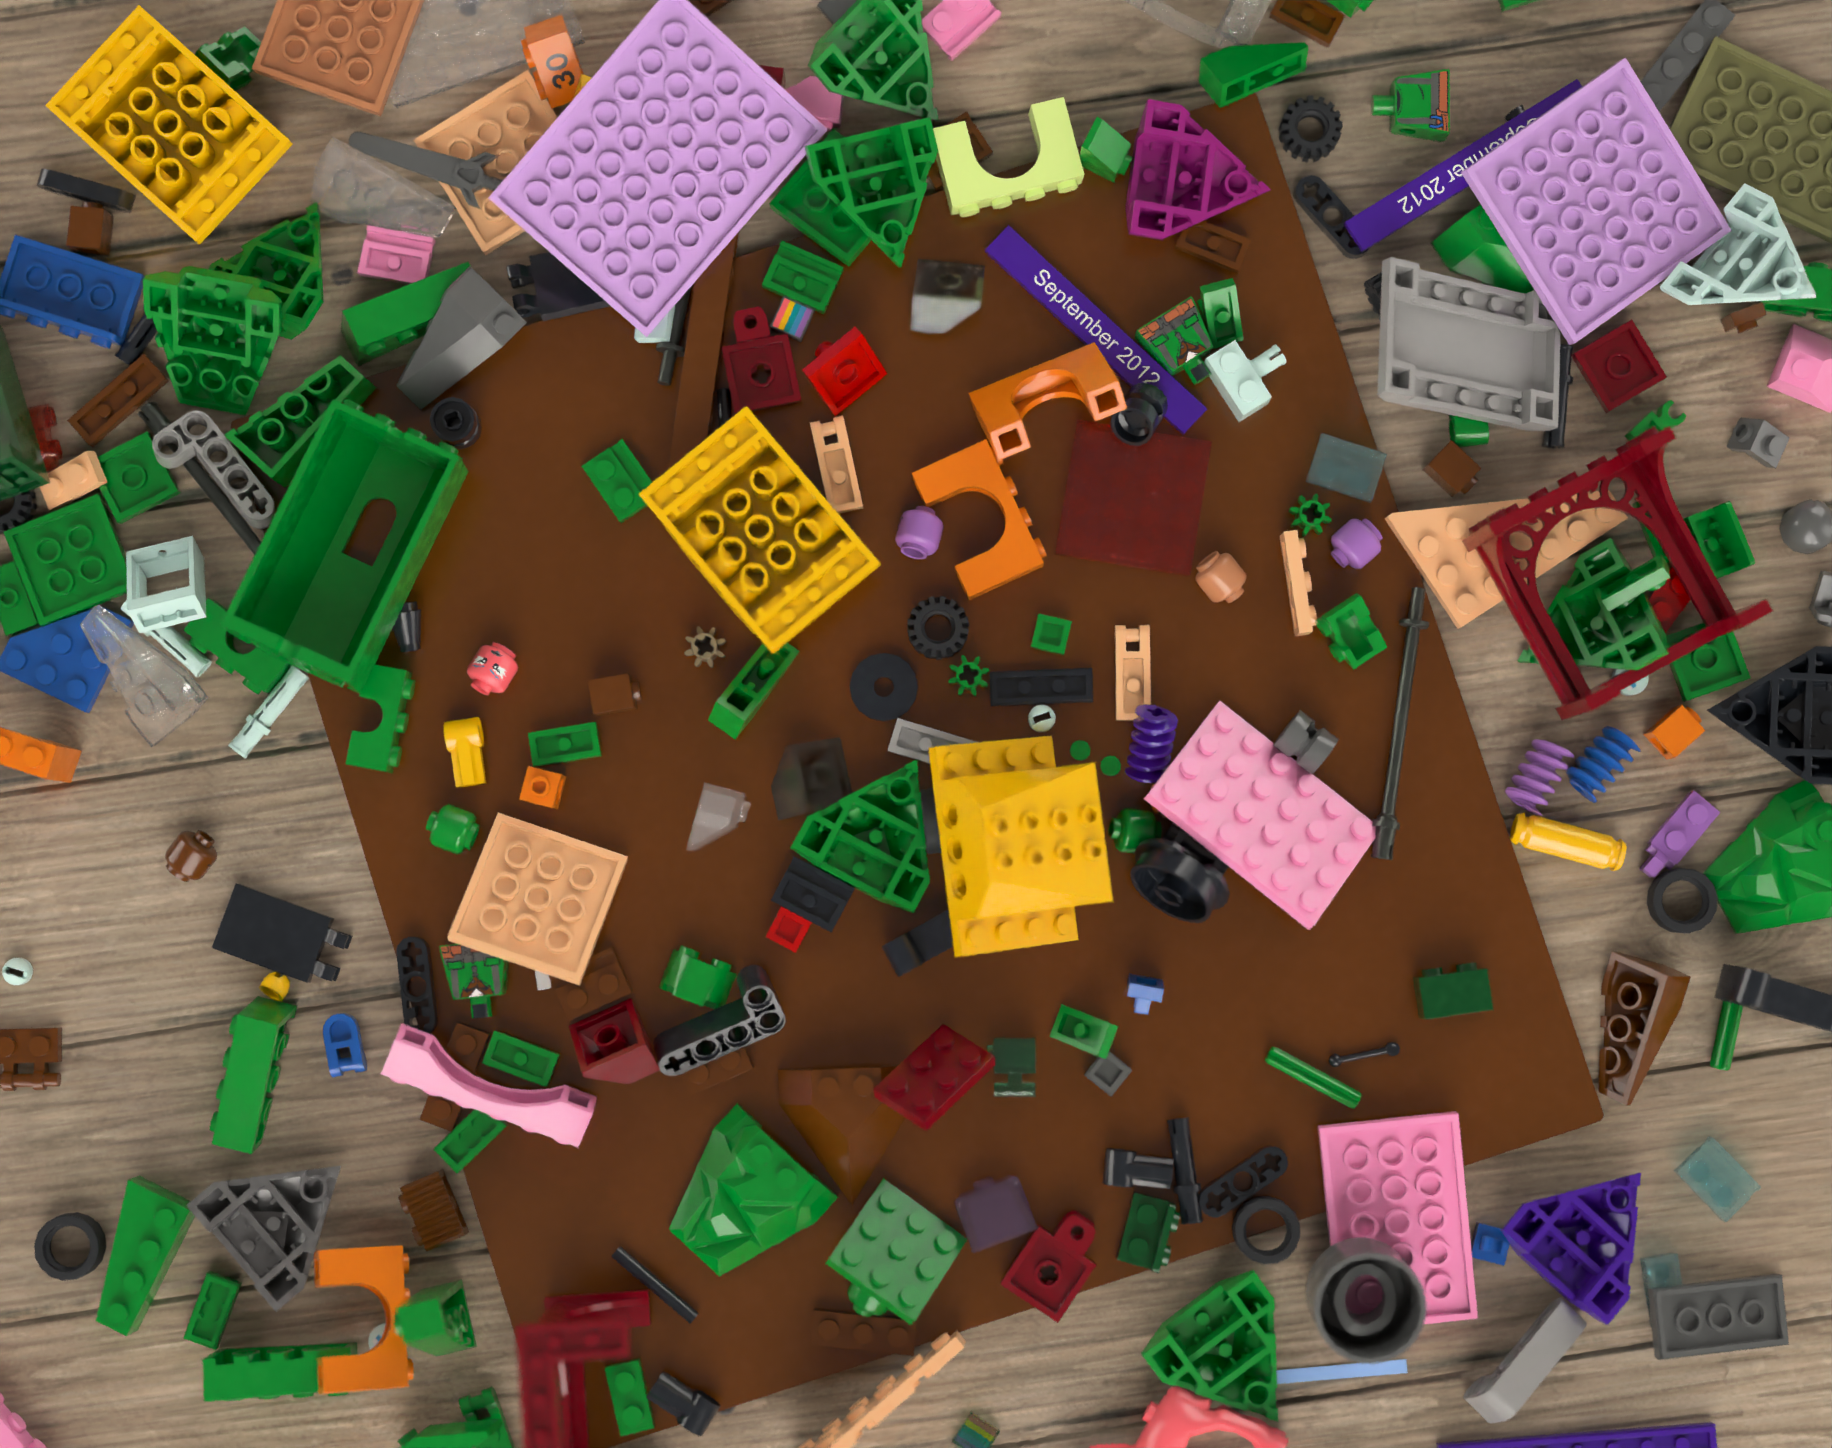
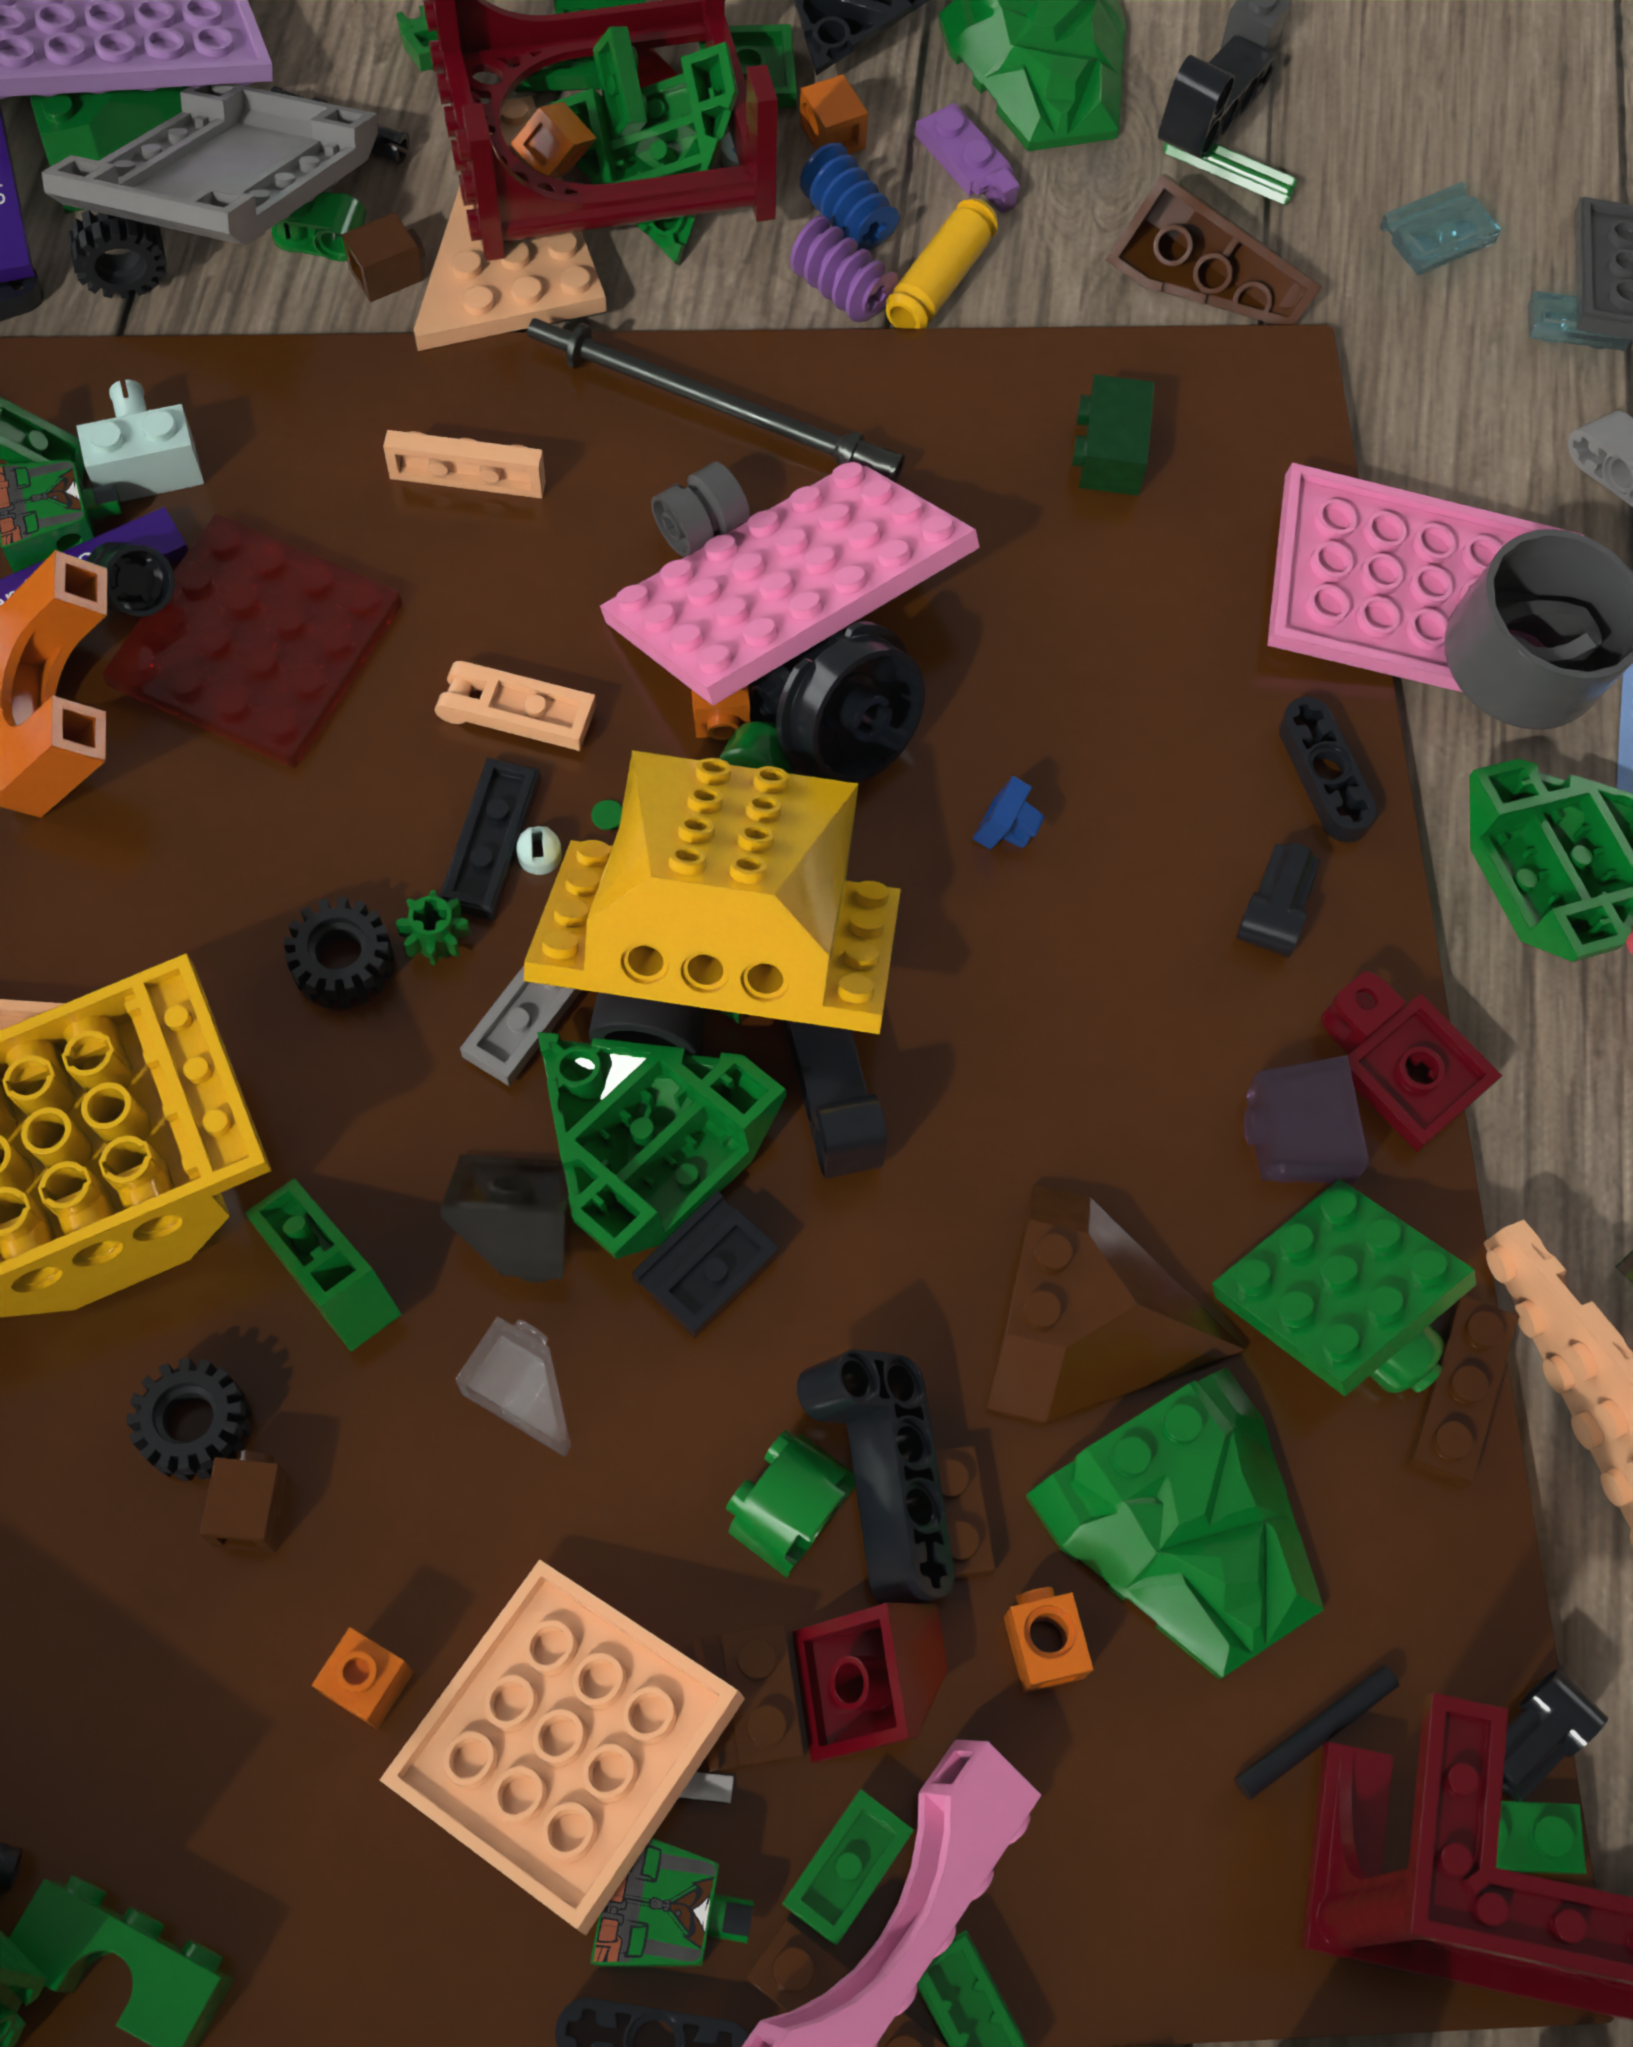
camera: 85 degrees left, 20 degrees down
(452, 829) = (379, 1877): green head -> none
(464, 742) = (229, 1807): yellow piece -> none
(492, 668) = (112, 1713): coral head -> none
(564, 744) = (300, 1618): green plate -> none
(644, 1132) = (1040, 1668): none -> orange brick
(649, 627) = (161, 1397): none -> black tyre
(703, 637) = (222, 1303): dark tan gear -> none
(788, 929) = (753, 1319): red plate -> none
(877, 667) = (399, 1032): black tile -> none
(919, 532) = (174, 928): medium lavender head -> none
(934, 1077) = (1068, 1137): dark red plate -> none
(979, 471) = (121, 823): orange arch -> none
(1014, 1057) = (1063, 1026): clear green brick -> none
(1051, 634) = (413, 797): green plate -> none
(1083, 1031) = (1048, 911): green slope -> none
(1108, 1073) = (1117, 906): dark grey tile -> none
(1148, 1231) = (1381, 912): dark green bracket -> none
(1152, 743) = (633, 694): dark purple piece -> none
(1185, 1173) = (1322, 839): black pin -> none
(1221, 577) = (418, 552): nougat head -> none
(1292, 1228) = (1424, 724): black tyre -> none
(1301, 519) = (370, 418): green gear -> none
(1313, 1077) = (1192, 639): green axle -> none
(1346, 467) = (326, 366): clear light blue plate -> none
(1351, 632) = (561, 418): green cylinder -> none
(1356, 543) = (438, 376): medium lavender head -> none
(1391, 1049) = (1174, 538): black hinge -> none
(1489, 1244) = (1482, 490): blue tile -> none
(1570, 554) = (553, 140): none -> orange brick
(1582, 1243) = (1506, 385): dark purple wedge -> none
(1618, 366) = (328, 52): dark red plate -> none
(1707, 892) = (1064, 142): black tyre -> none

